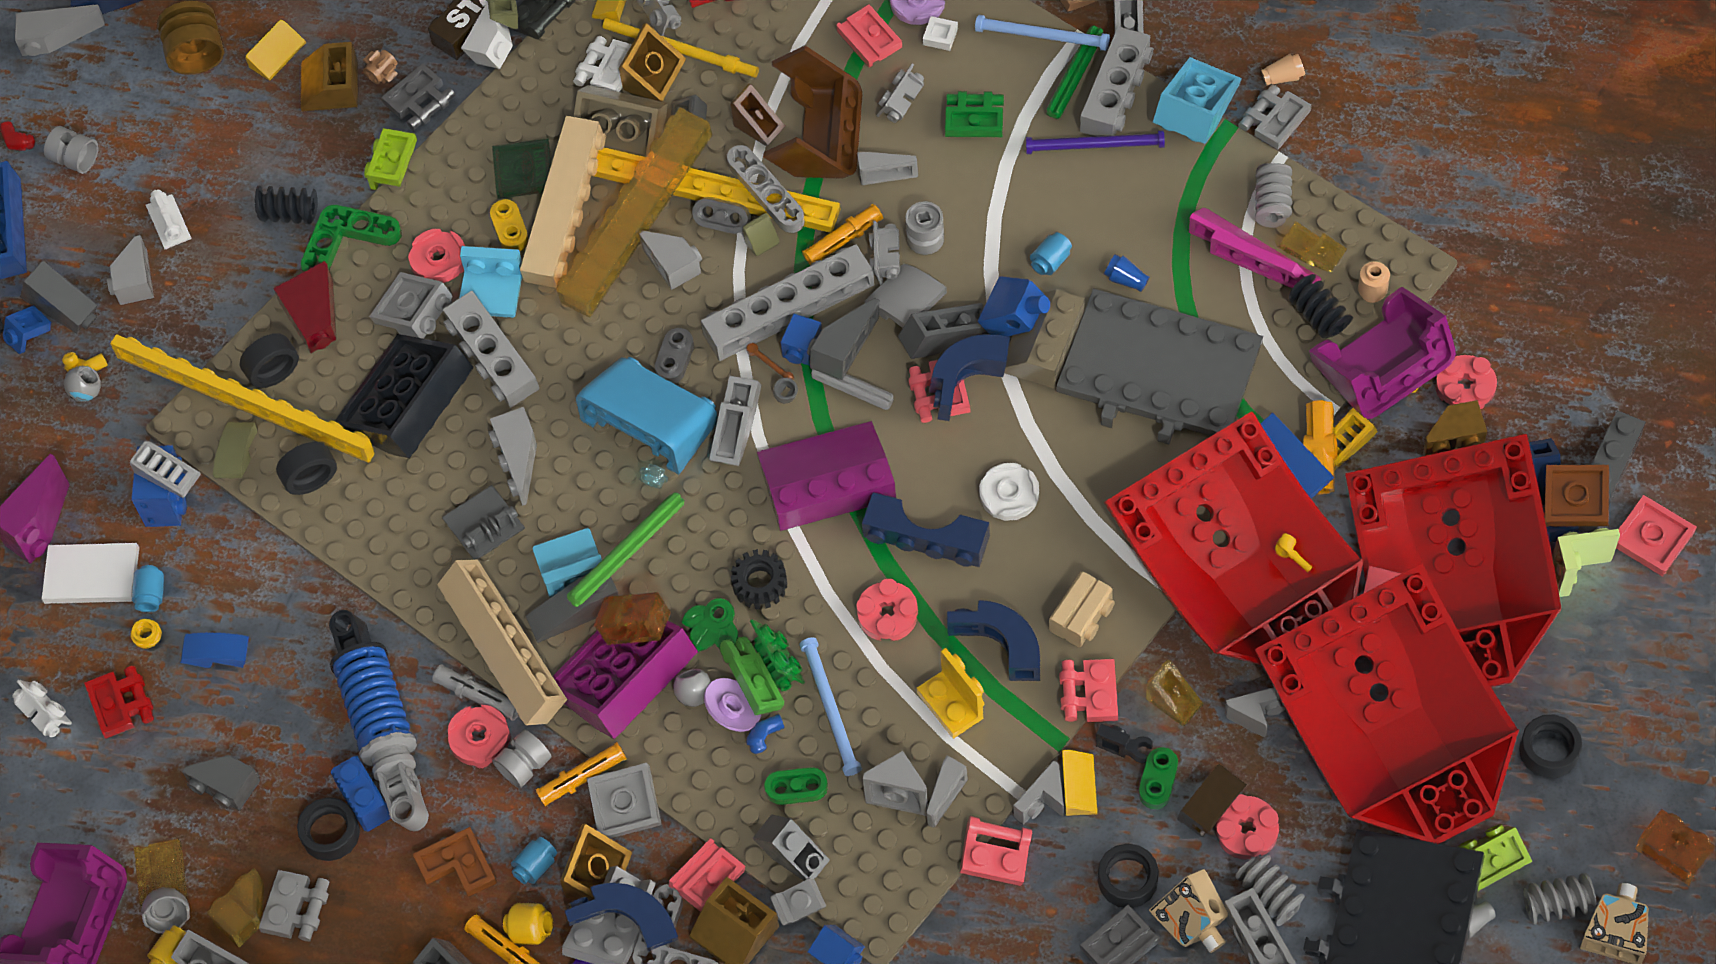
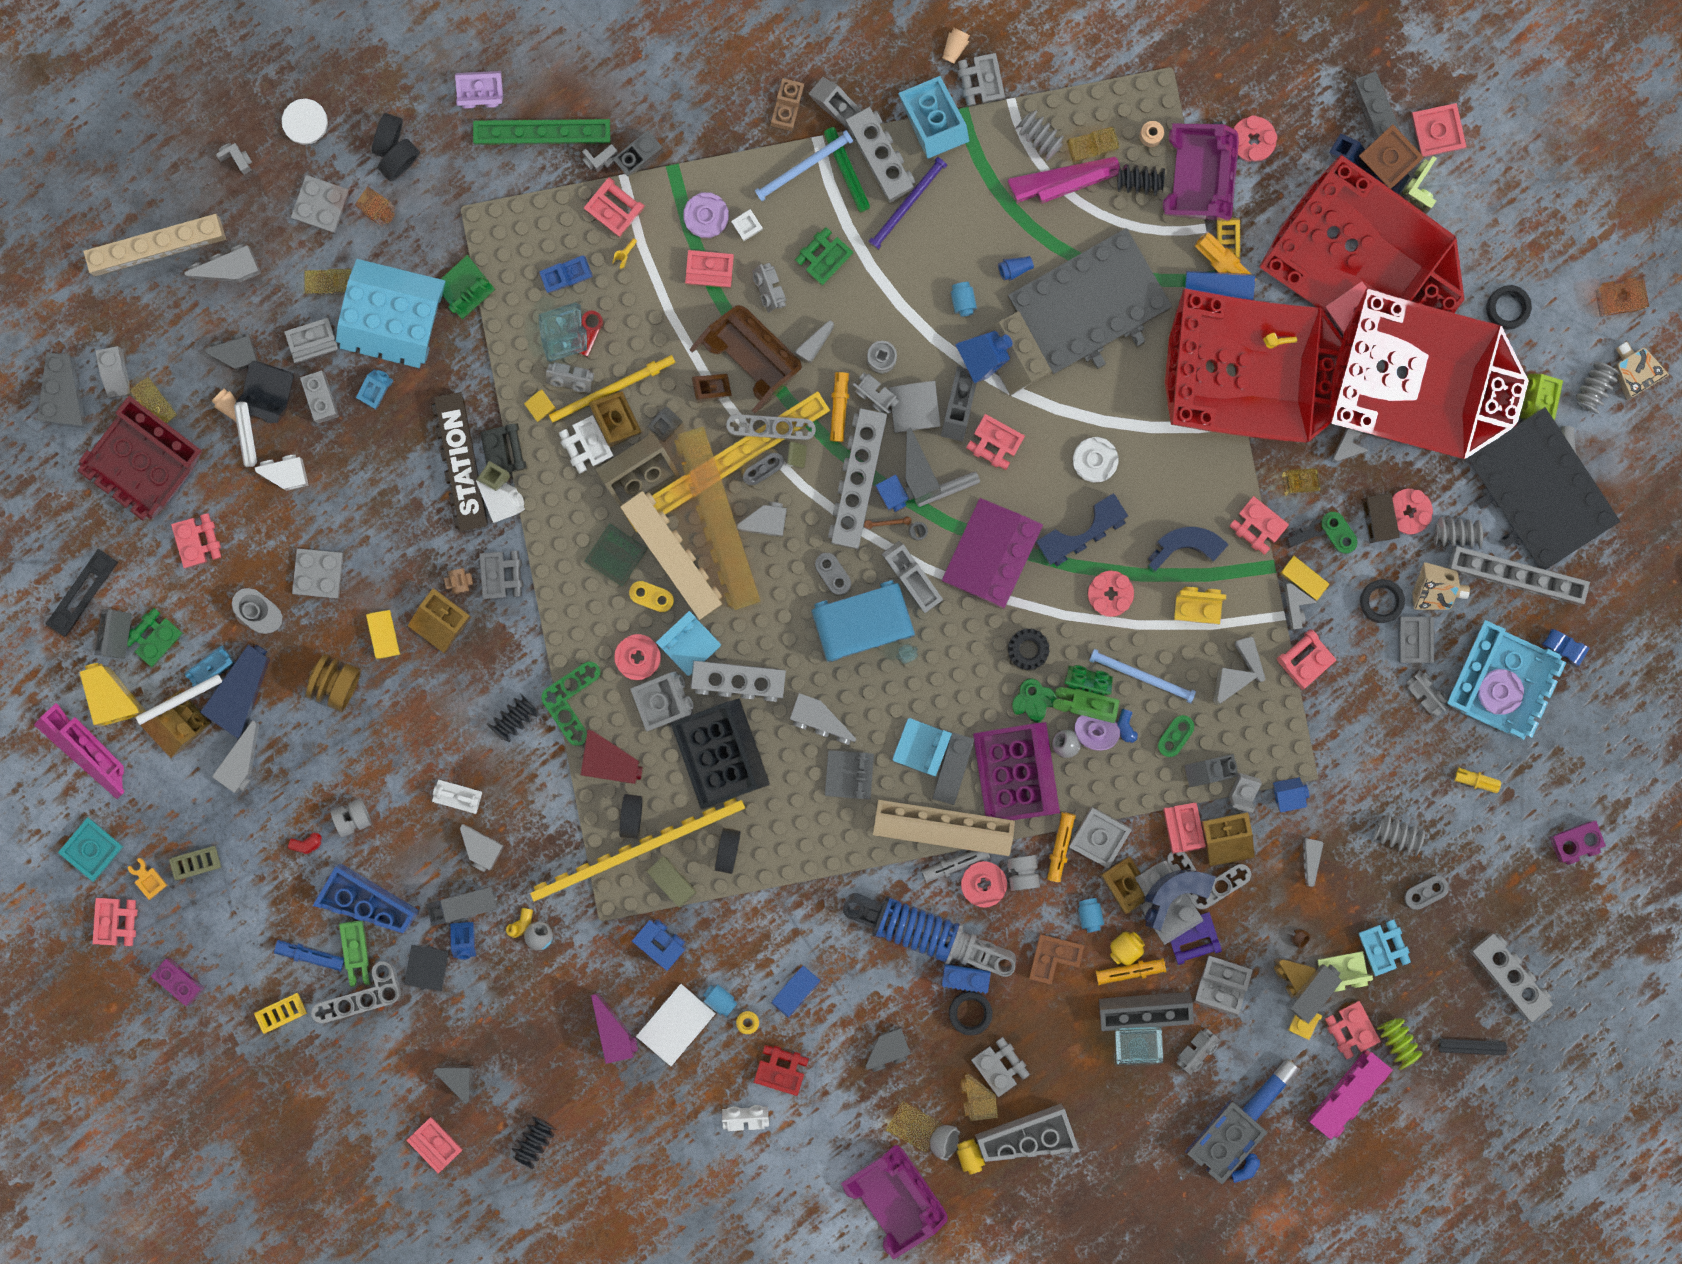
camera: 60 degrees left, 25 degrees up
(147, 460) = (649, 945): light grey slope -> none
(390, 158) = (537, 628): lime bracket -> none
(625, 549) = (951, 712): bright green axle -> none
(632, 618) = (1000, 744): clear orange brick -> none
(963, 359) = (995, 420): dark blue arch -> none
(1081, 610) = (1209, 487): tan brick -> none
(1456, 428) = (1289, 179): pearl gold slope -> none

